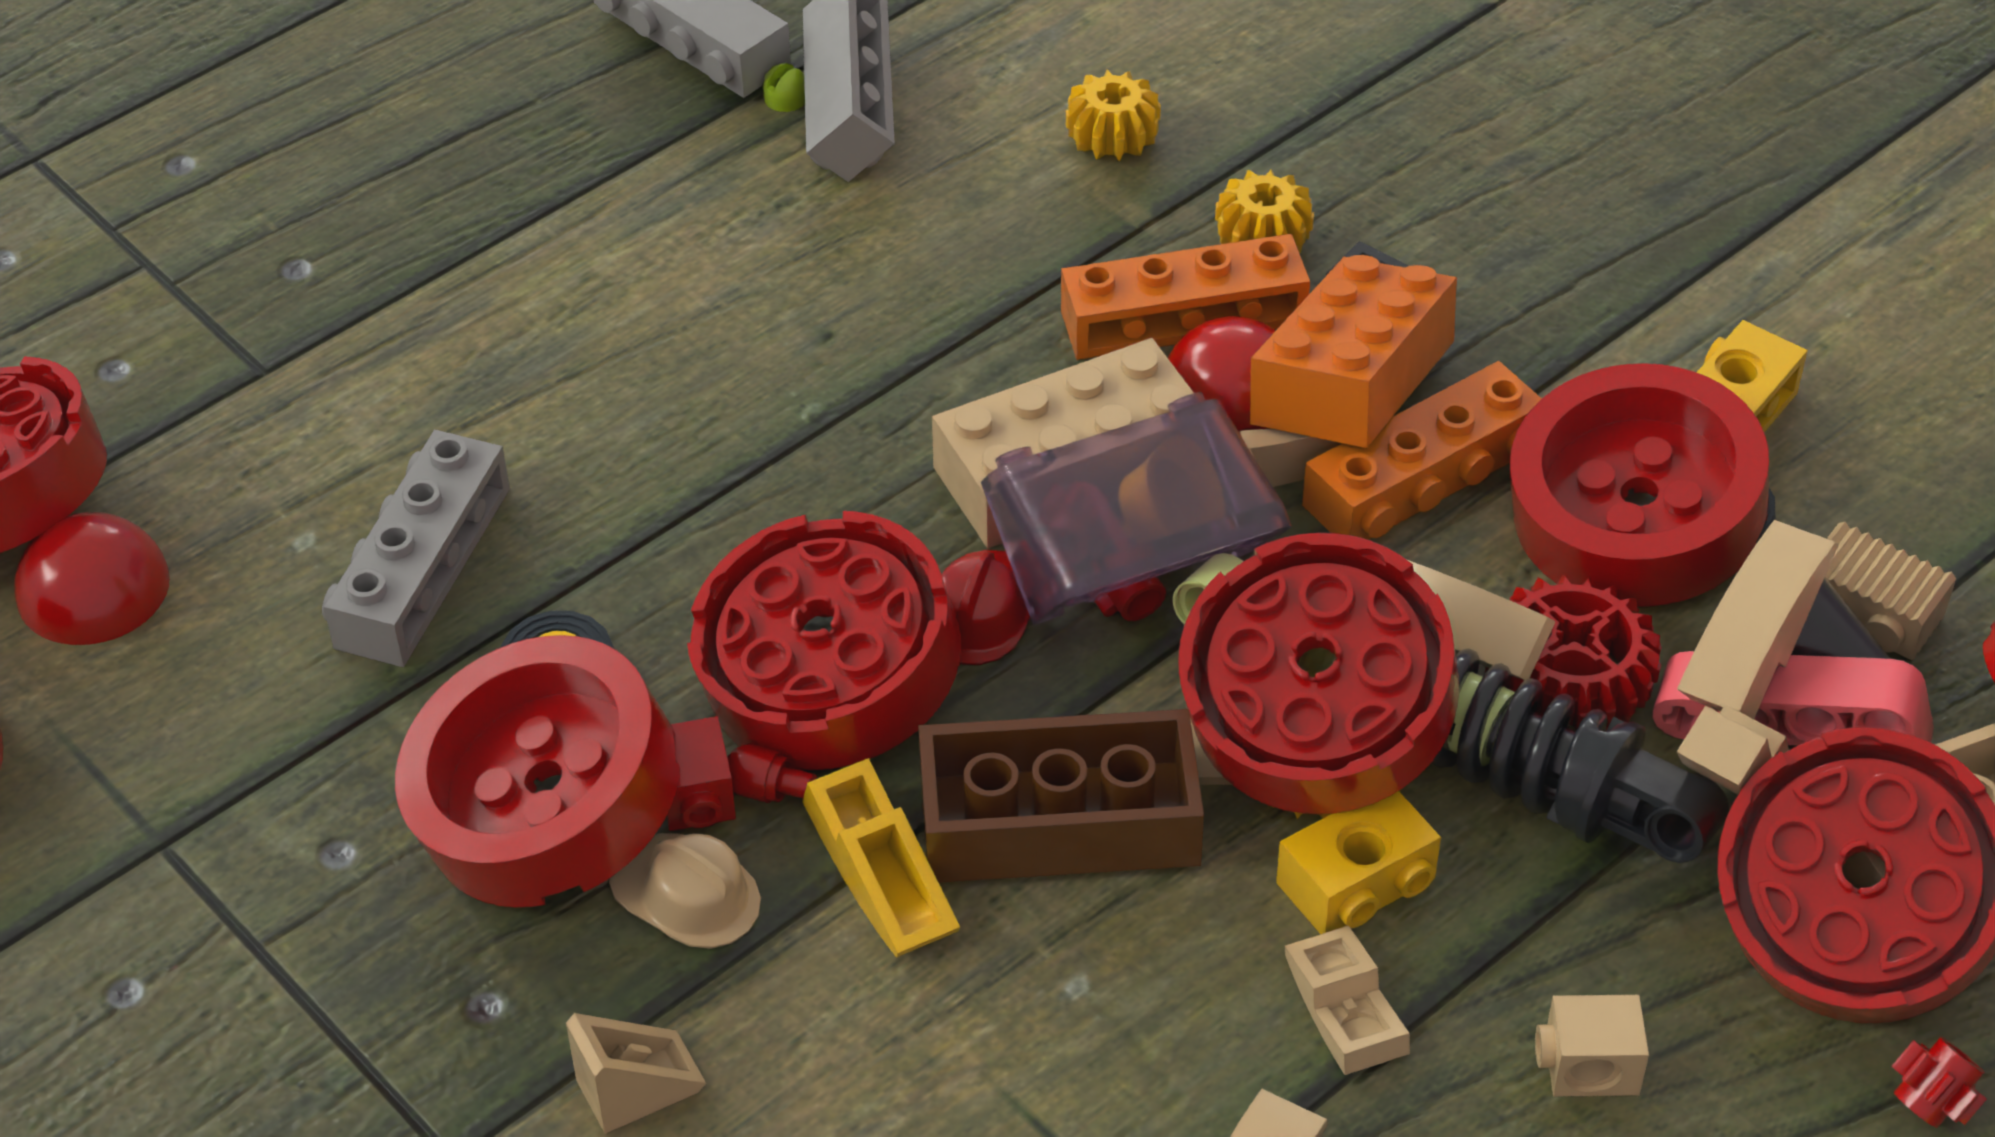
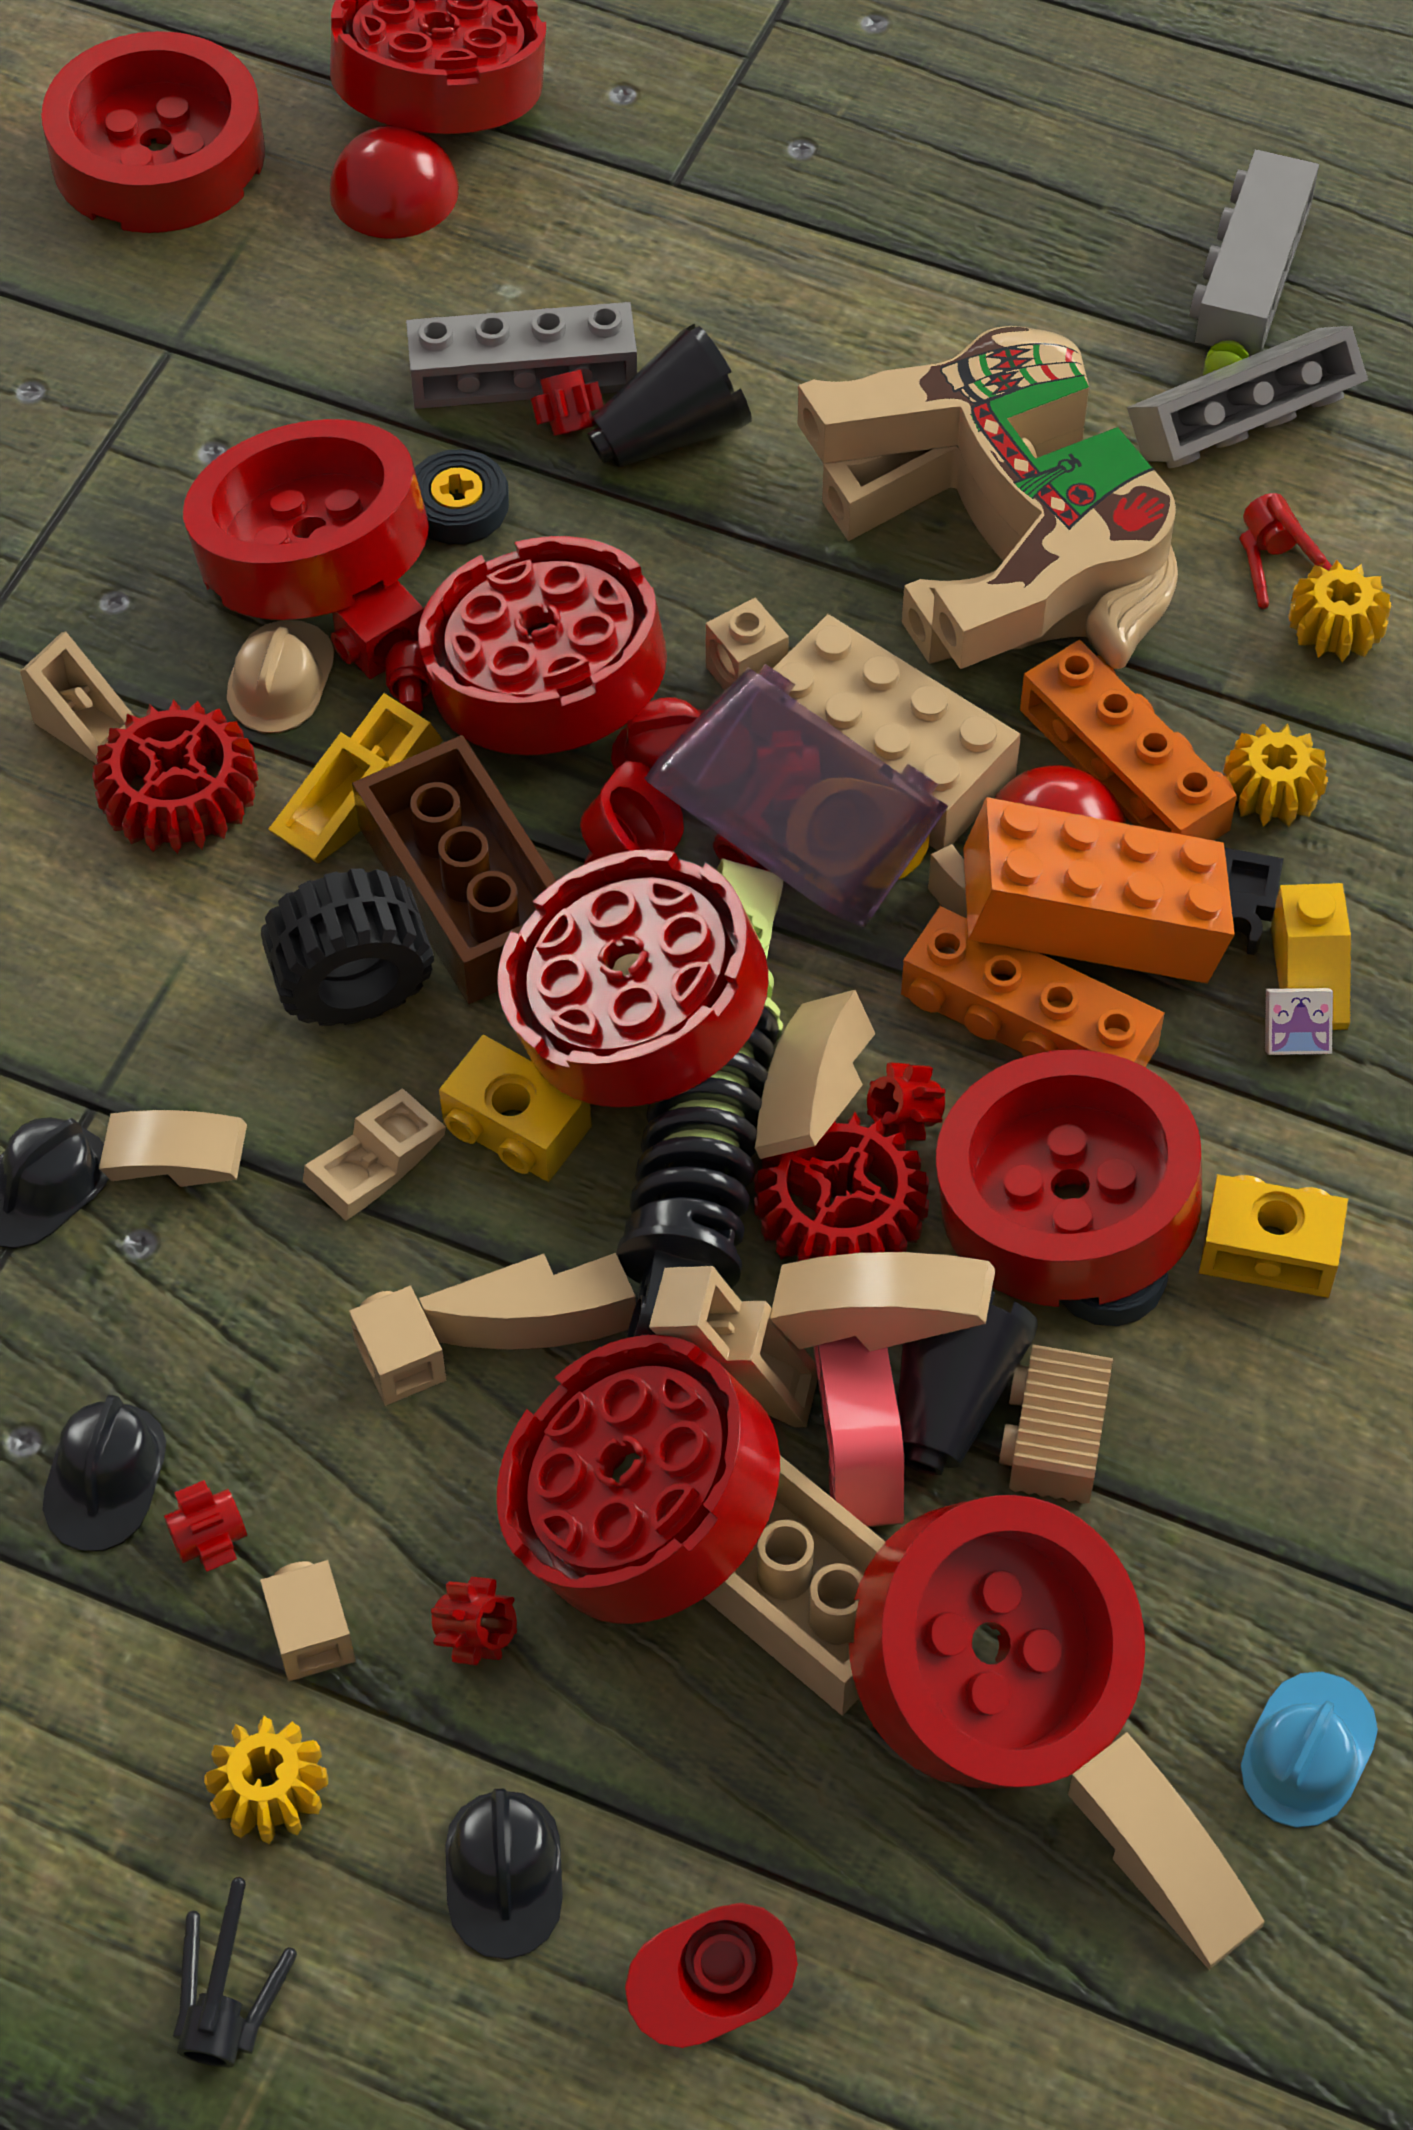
camera: 65 degrees right, 10 degrees up
(512, 530) = (567, 402): none -> red gear
(577, 442) = (670, 403): none -> black cone
(772, 1033) = (177, 795): none -> red gear
(917, 497) = (743, 640): none -> tan brick
(946, 230) = (1069, 516): none -> tan animal
(993, 120) = (1276, 530): none -> red plant
(1073, 670) = (630, 816): none -> red piece
(1126, 908) = (347, 947): none -> black tyre
(1470, 248) = (1314, 943): none -> yellow slope
(1511, 575) = (906, 1100): none -> red gear
(1528, 297) = (1298, 1021): none -> tile
(1596, 908) = (532, 1307): none -> tan slope

